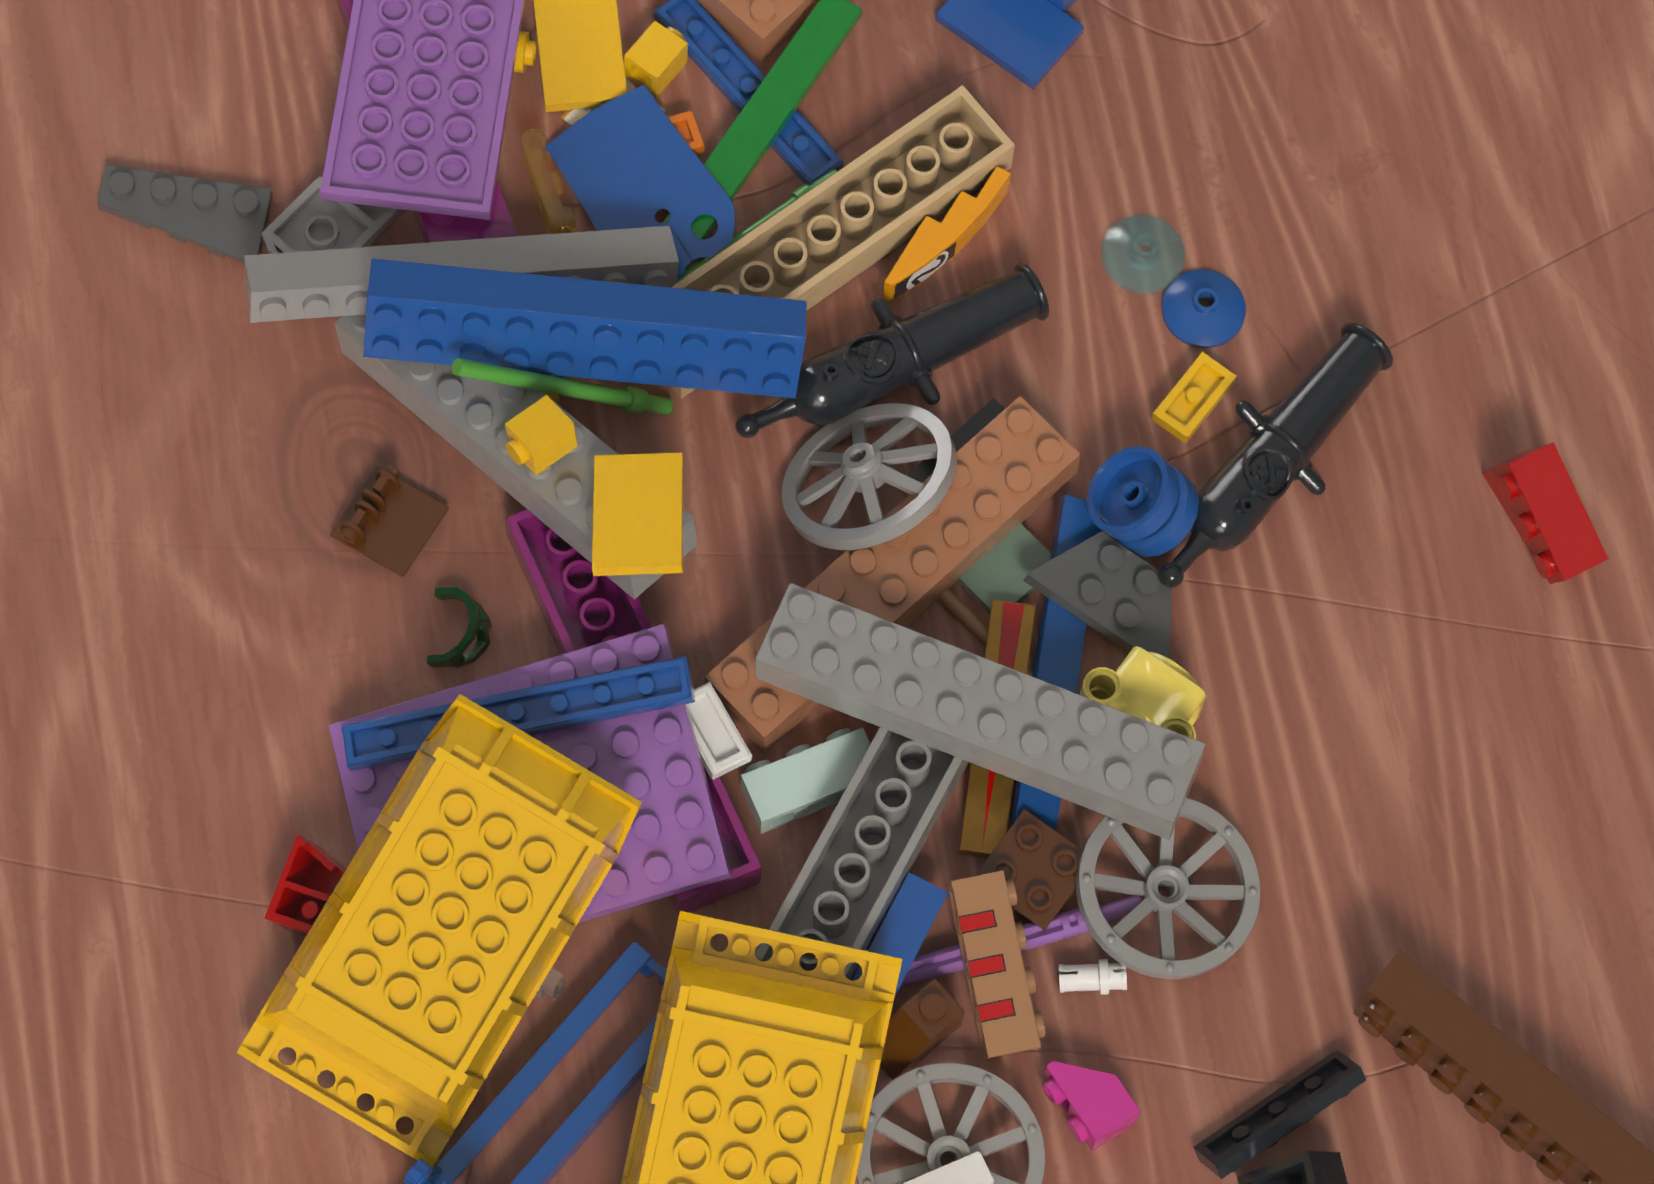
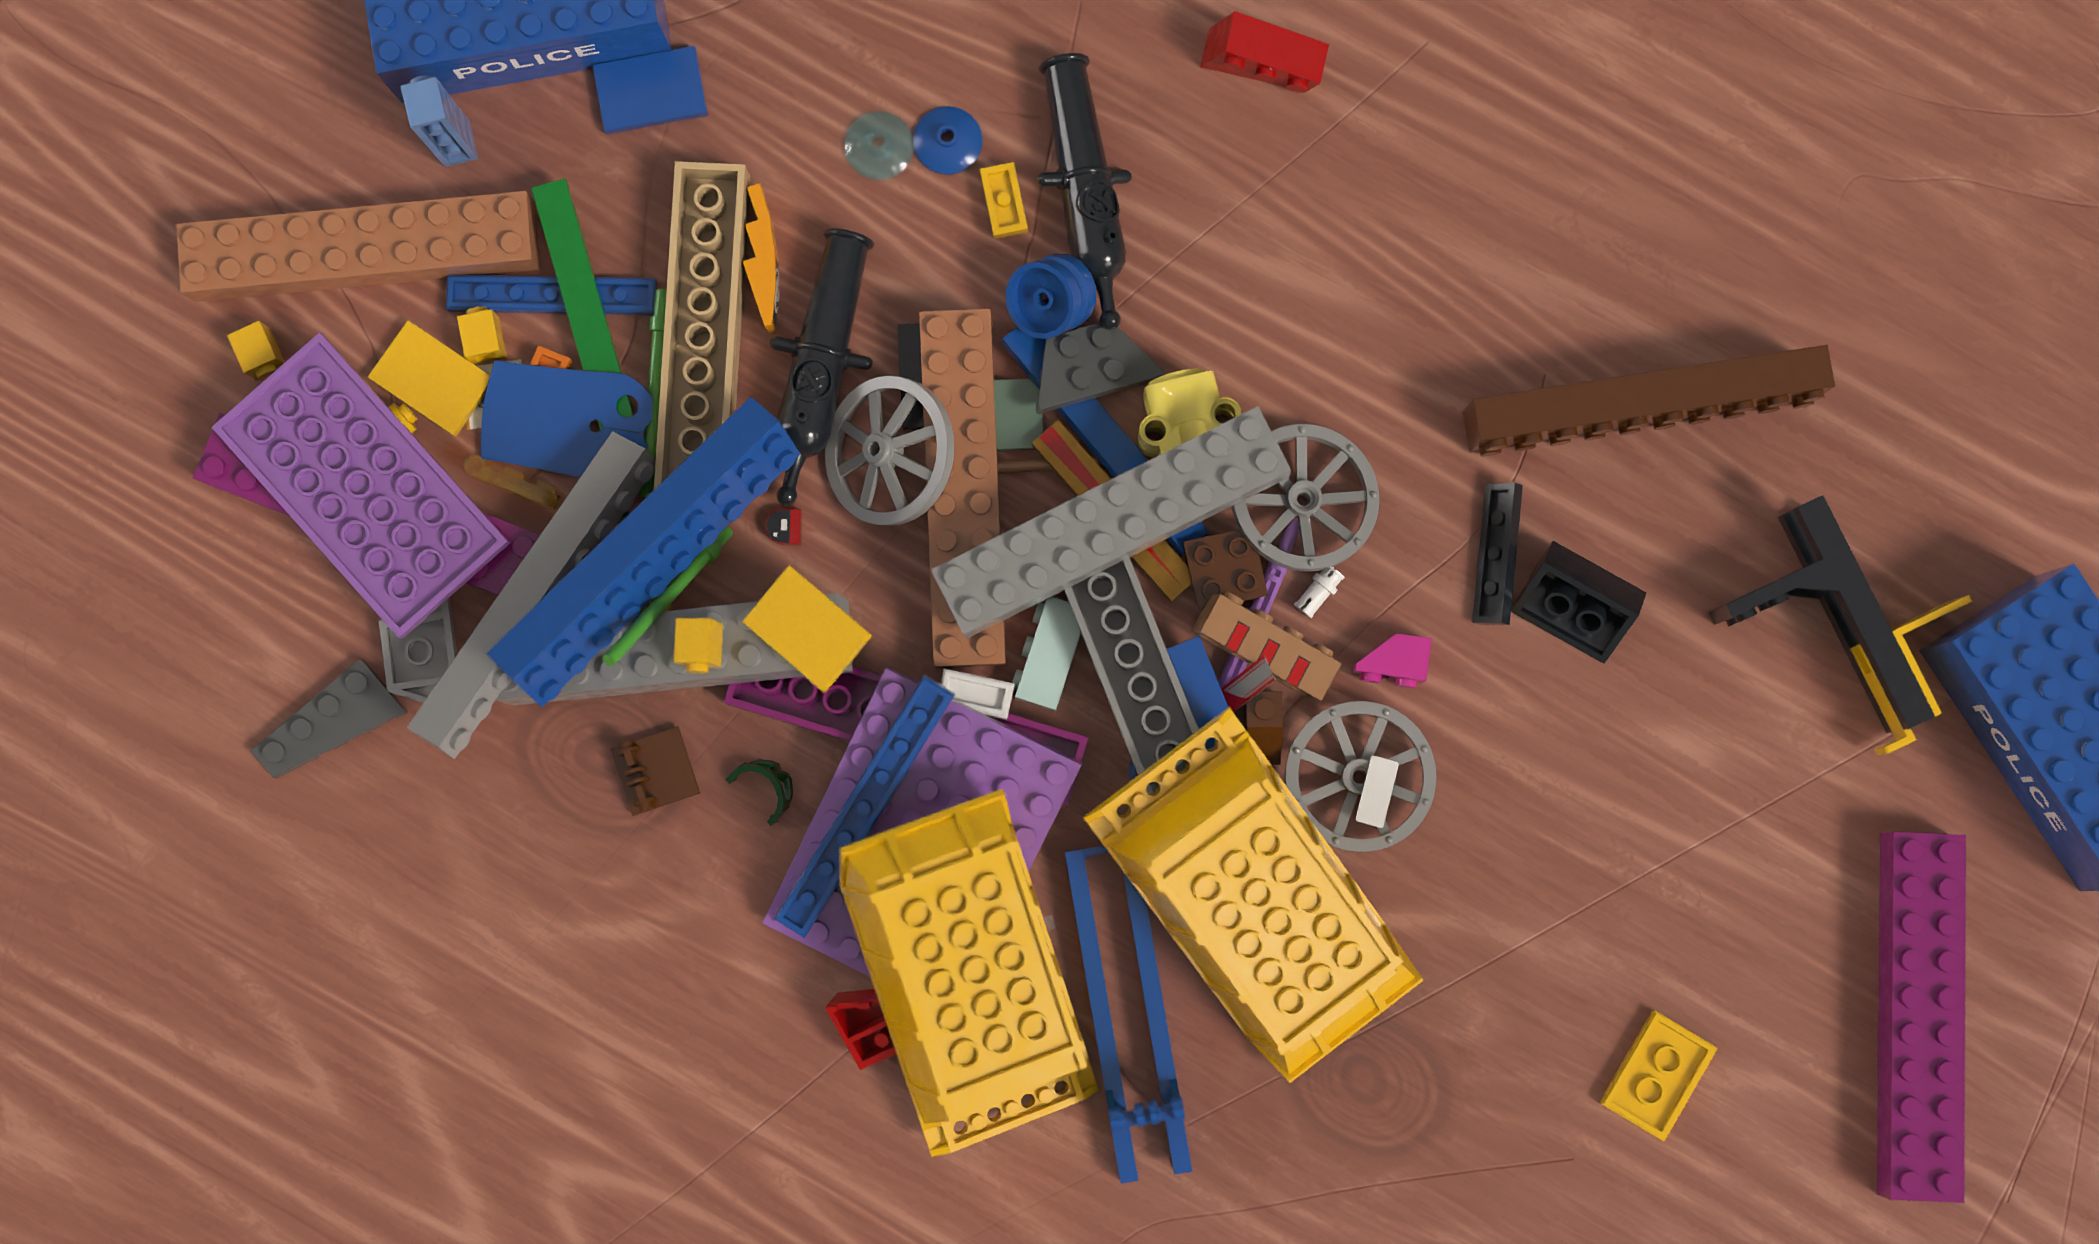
camera: 40 degrees left, 15 degrees up
(718, 452) = (785, 526): none -> tile
(941, 972) = (1248, 684): none -> sticker

